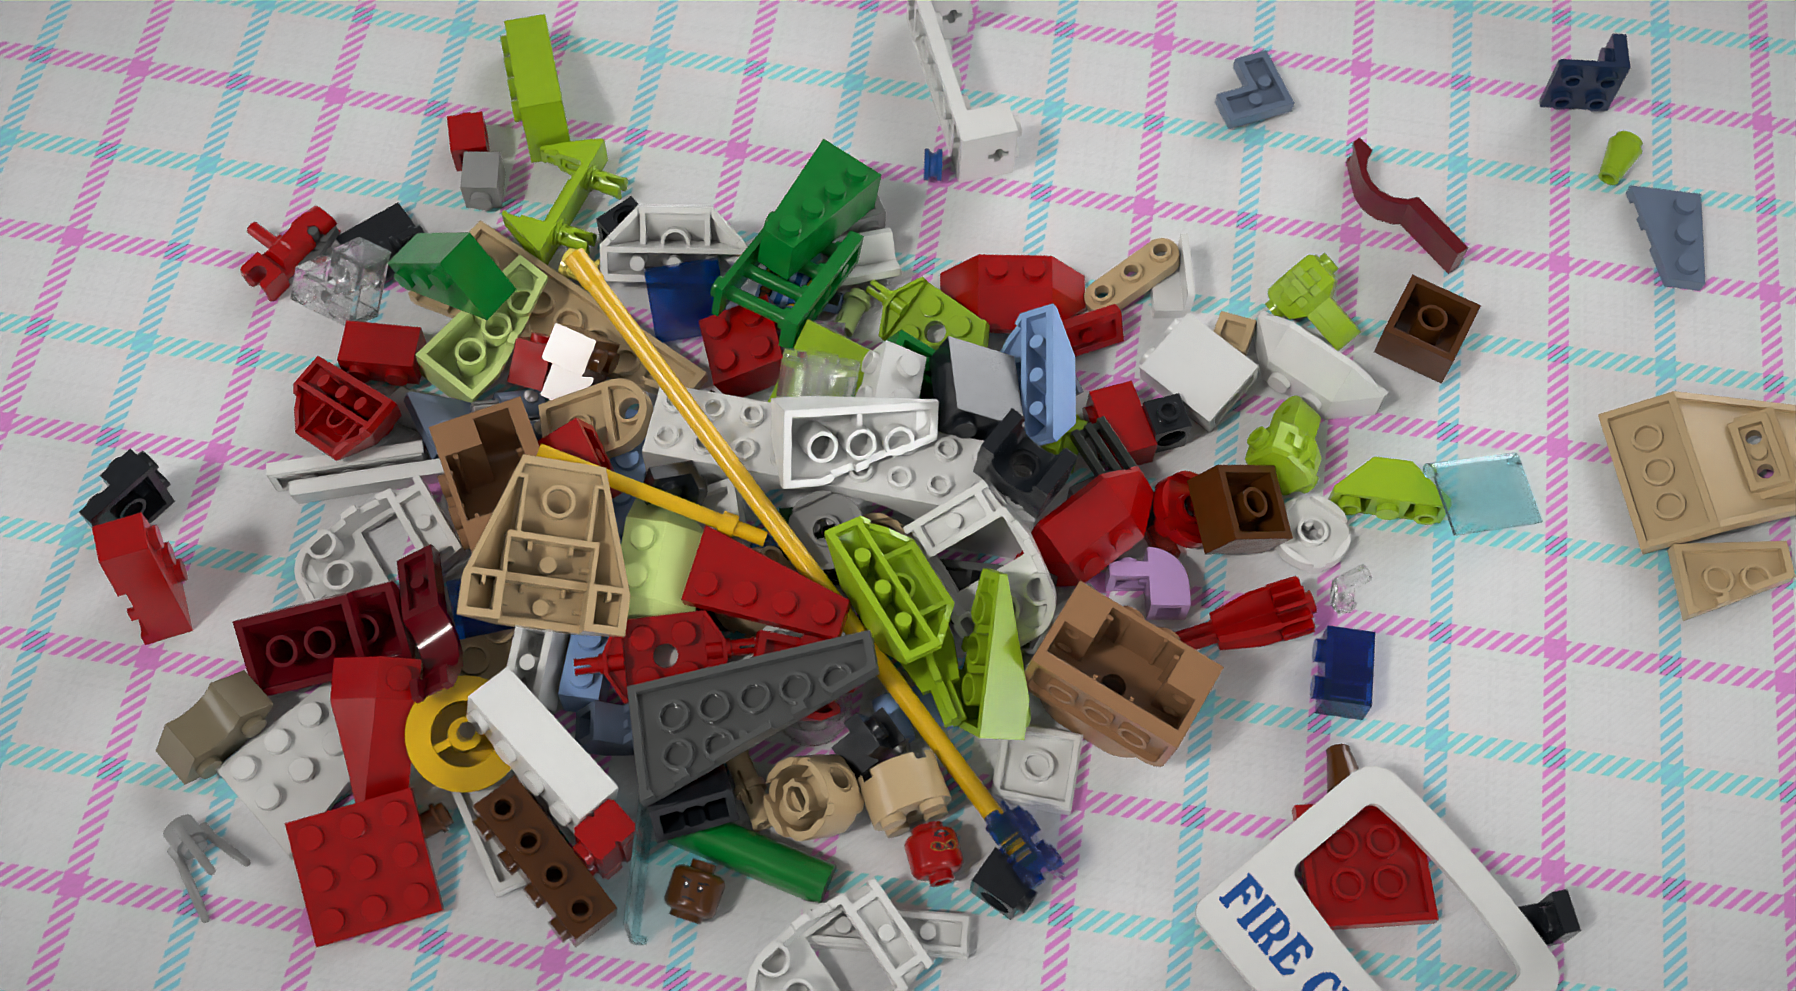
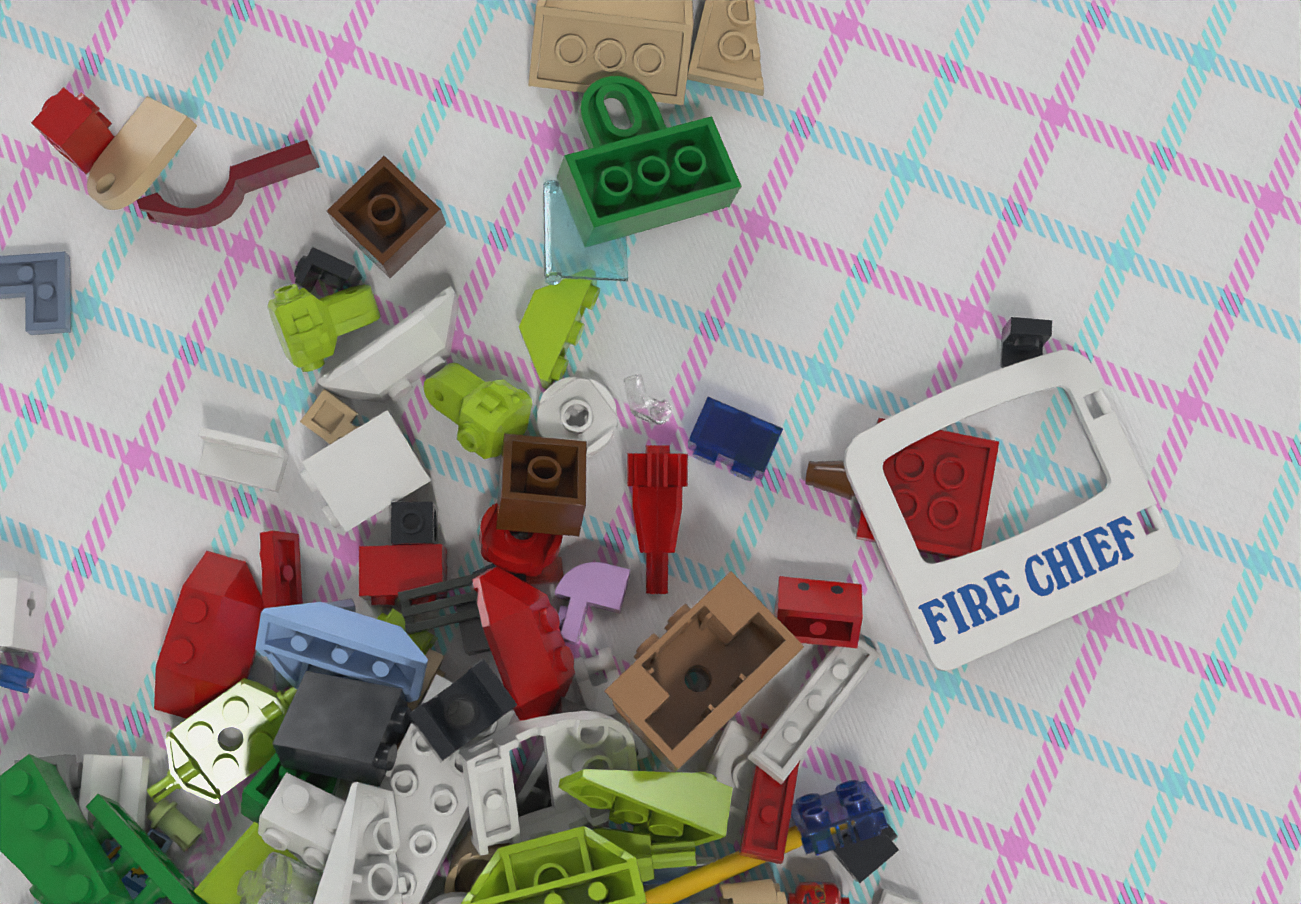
camera: 70 degrees left, 15 degrees up
(1027, 781) = (768, 815): none -> red tile
(1122, 803) = (812, 709): none -> white tile
(1149, 269) = (228, 481): tan plate -> none
(1210, 784) = (820, 611): none -> red brick
(1360, 293) = (333, 271): none -> black bracket
(1398, 78) = (74, 128): none -> red brick
(1398, 130) = (138, 154): none -> tan tile
(1560, 526) = (644, 172): none -> green brick

